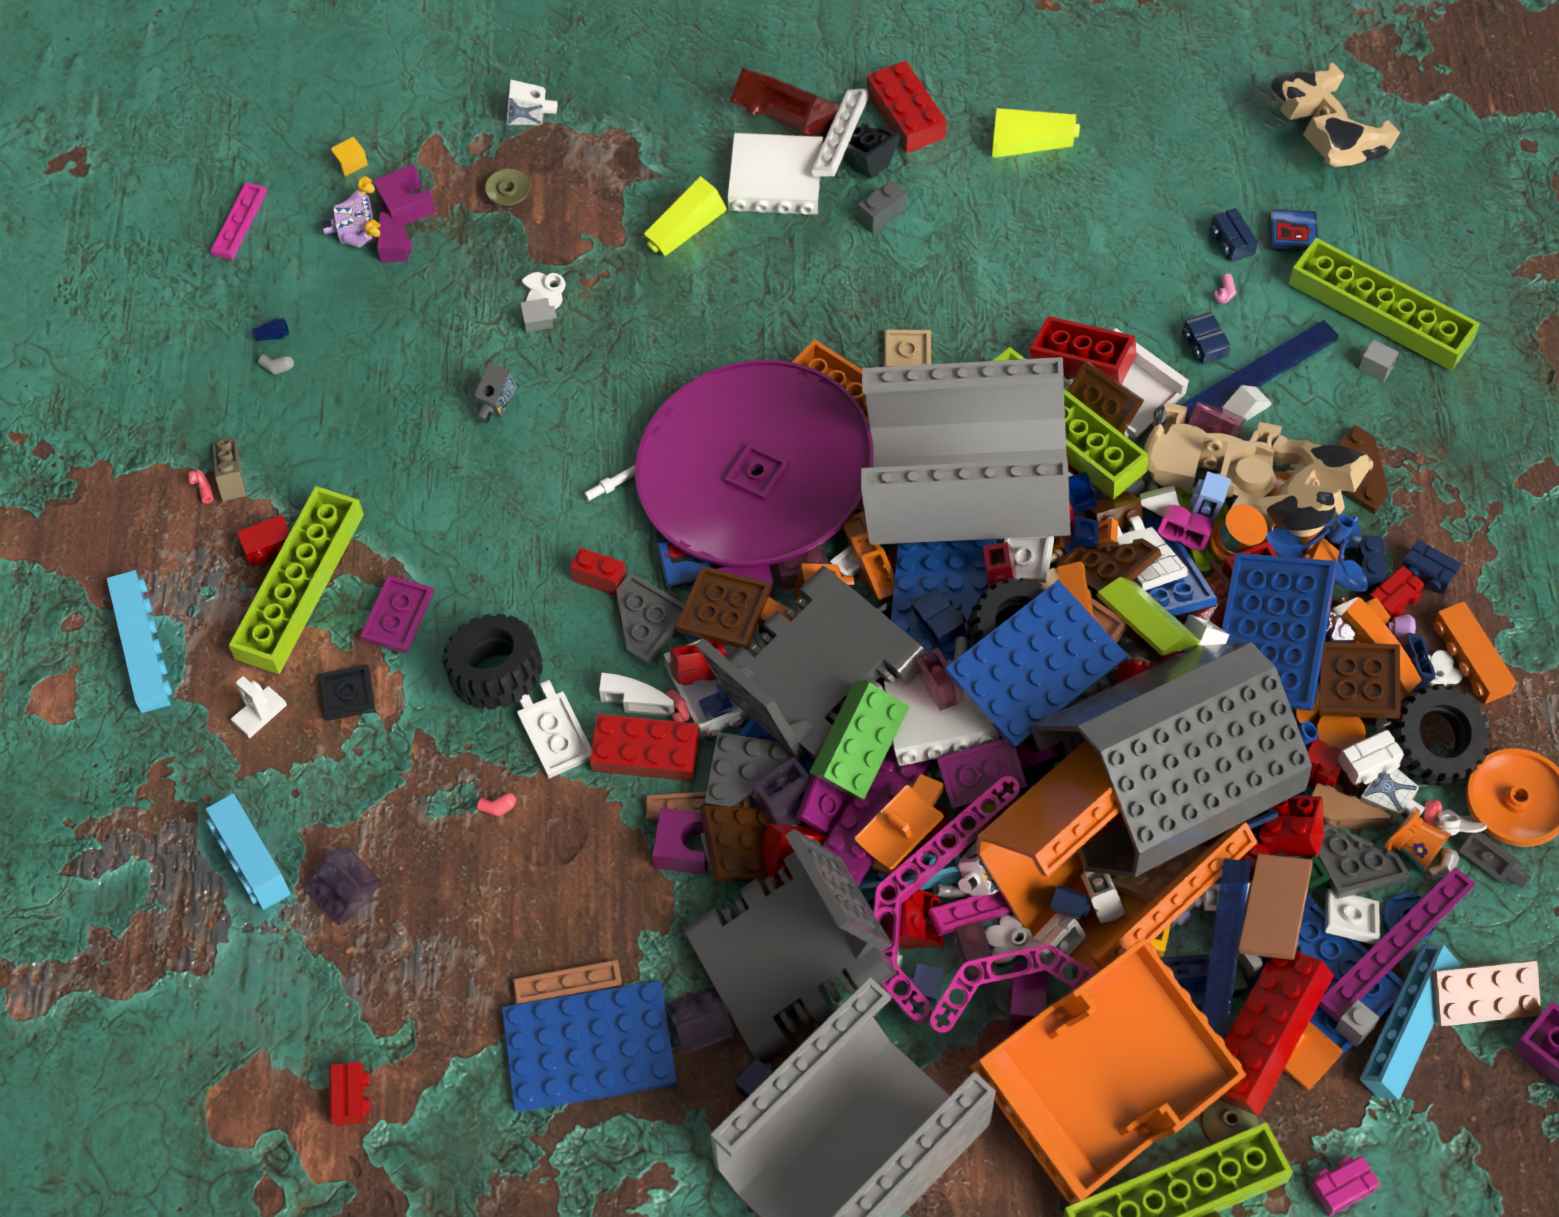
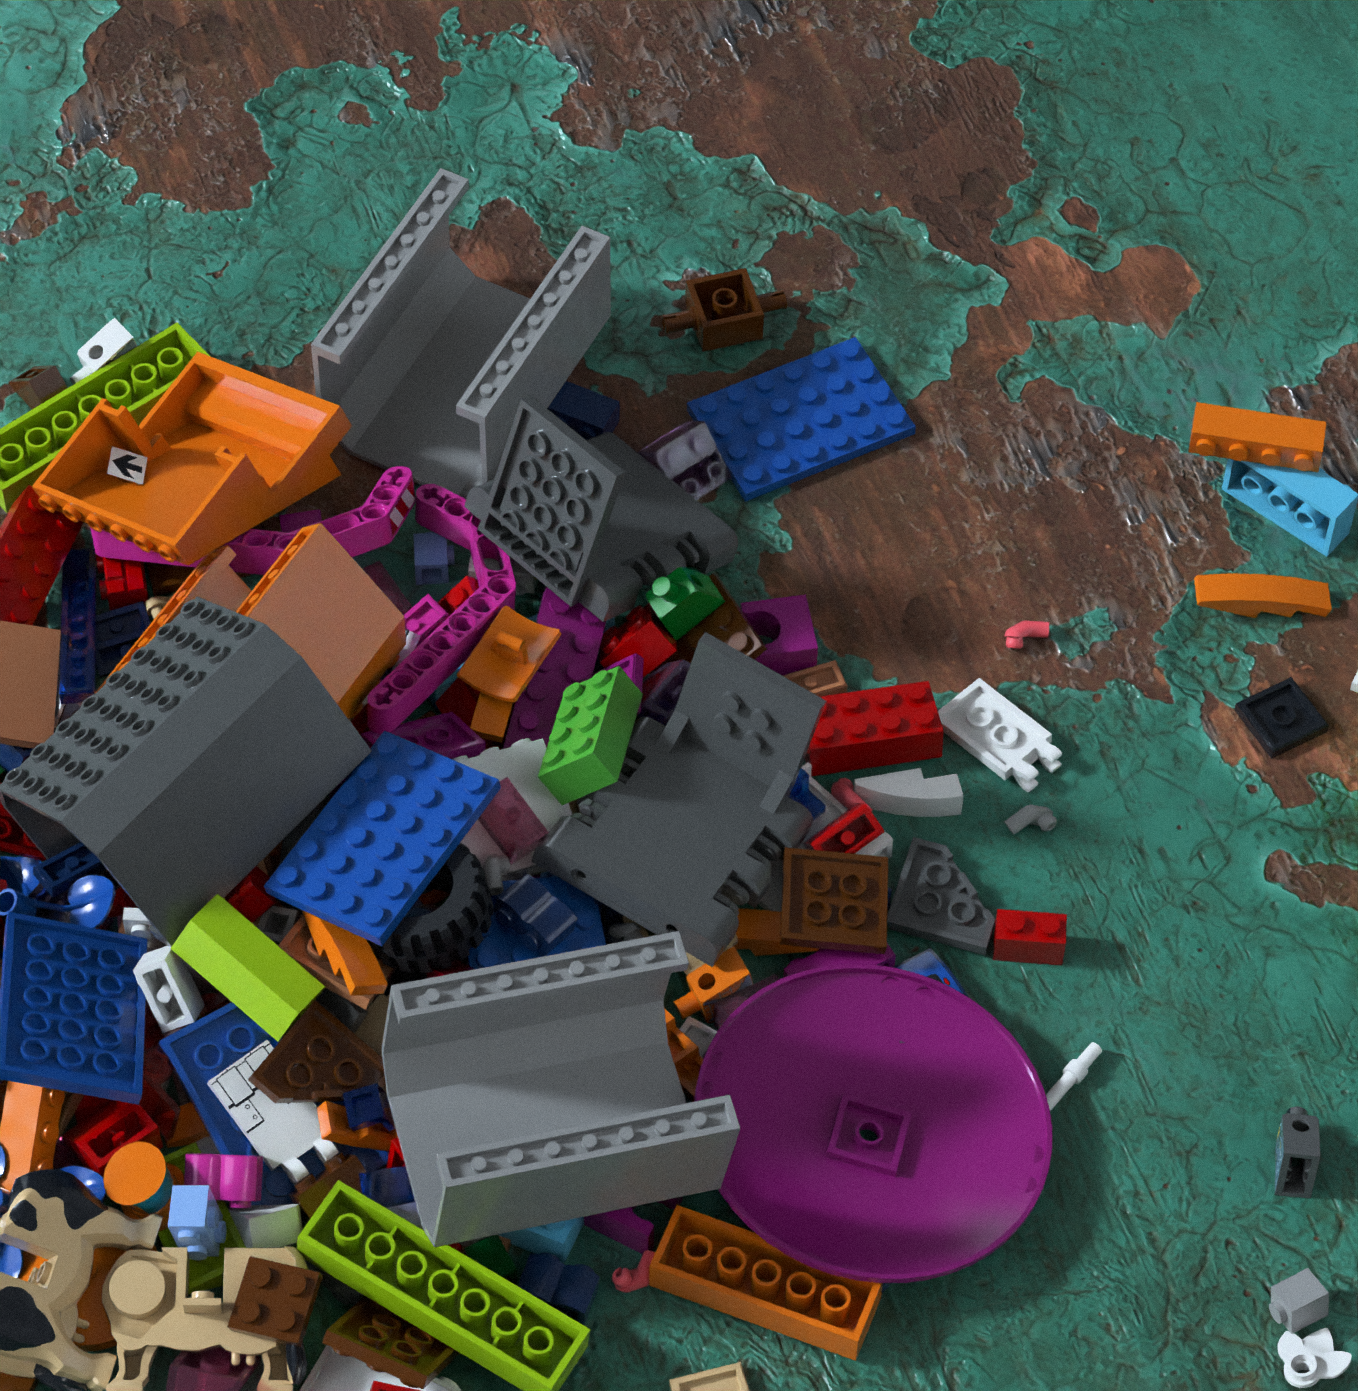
camera: 160 degrees right, 5 degrees down
(258, 864) = (1257, 437): none -> orange brick
(311, 782) = (1255, 593): none -> orange slope
(342, 884) = (1162, 498): clear purple slope -> none
(348, 1093) = (1043, 306): red brick -> none
(397, 614) = (1269, 822): magenta plate -> none
(500, 683) = (1128, 734): black tyre -> none
(551, 660) = (1032, 815): none -> light grey arm
(568, 982) = (852, 472): nougat tile -> none
(602, 1145) = (724, 310): none -> reddish brown brick
(751, 850) = (683, 599): none -> green torso
(1161, 1092) = (127, 465): none -> white sticker
(1168, 436) = (275, 1301): none -> reddish brown plate

